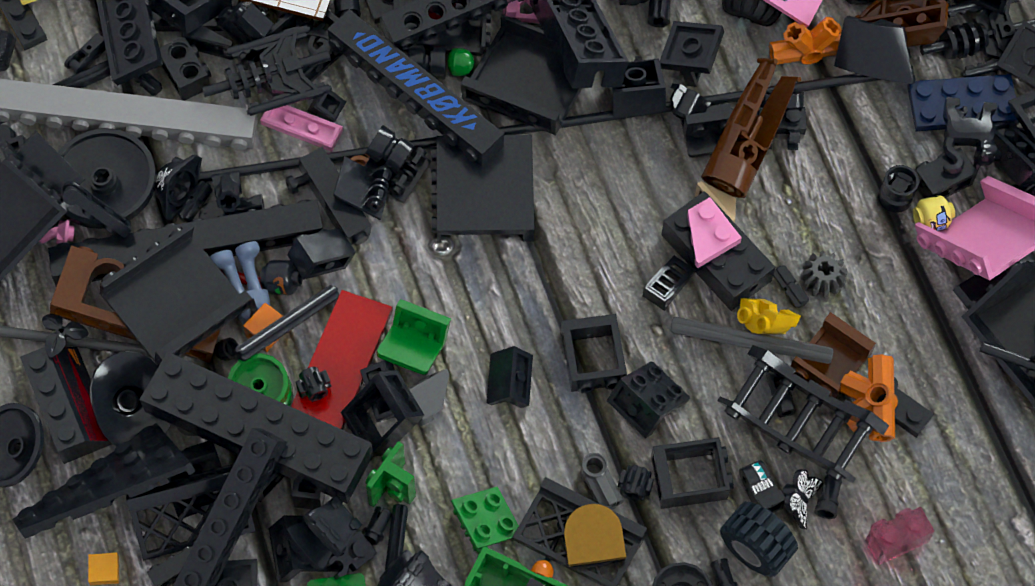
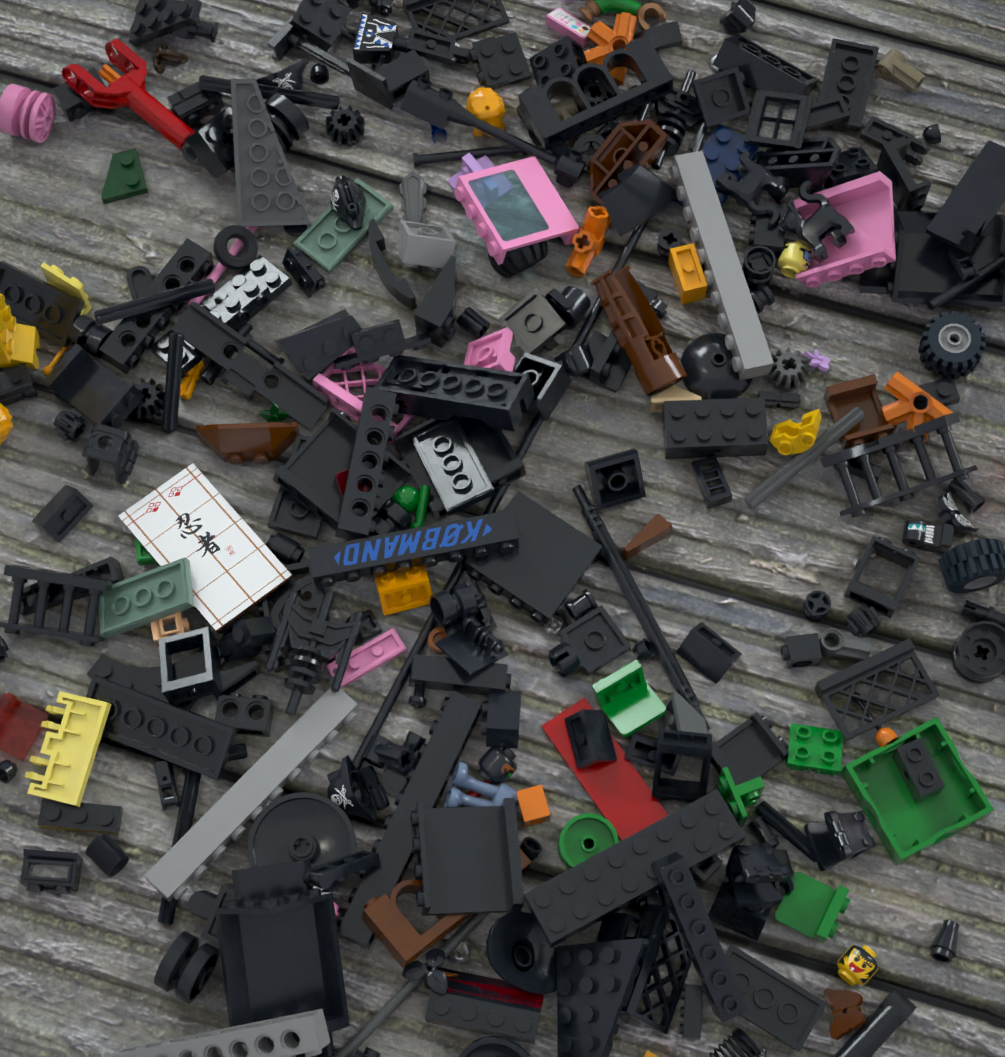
camera: 50 degrees left, 5 degrees up
(286, 323) = (548, 786): black axle -> none
(313, 384) = (615, 801): black gear -> none
(357, 331) = (590, 738): none -> black panel
(376, 108) = (403, 590): none -> light orange bracket
(440, 464) = (749, 750): none -> black panel
(441, 278) = (588, 644): none -> black plate
(457, 79) = (422, 507): none -> green piece
(464, 372) = (637, 601): none -> black axle
(471, 251) = (580, 605): none -> black bush
(474, 321) = (644, 650): none -> black hinge
(512, 71) = (452, 465): none -> tile
(567, 450) = (801, 651): none -> black brick
(575, 262) = (654, 531): none -> reddish brown slope
(592, 328) = (724, 595): black window -> none
(593, 536) = (891, 680): pearl gold tile -> none
(605, 202) = (615, 479): none -> black brick
(620, 430) = (819, 600): none -> black wheel
(637, 36) = (492, 351): none -> bright pink plate
(647, 397) = (799, 564): black bracket -> none
(710, 232) = (706, 421): bright pink wing -> none
(731, 67) = (569, 304): none -> black piece
(778, 233) = (708, 377): none -> black dish
(843, 137) = (687, 273): none -> light orange panel
(854, 294) = (818, 360): none -> lavender plant
(862, 115) = (668, 234): none -> black wheel
(870, 156) = (721, 266): none -> light grey brick
(871, 209) = (761, 297): none -> black wheel
(962, 392) = (952, 345): none -> black wheel
(974, 204) = (819, 225): none -> black animal

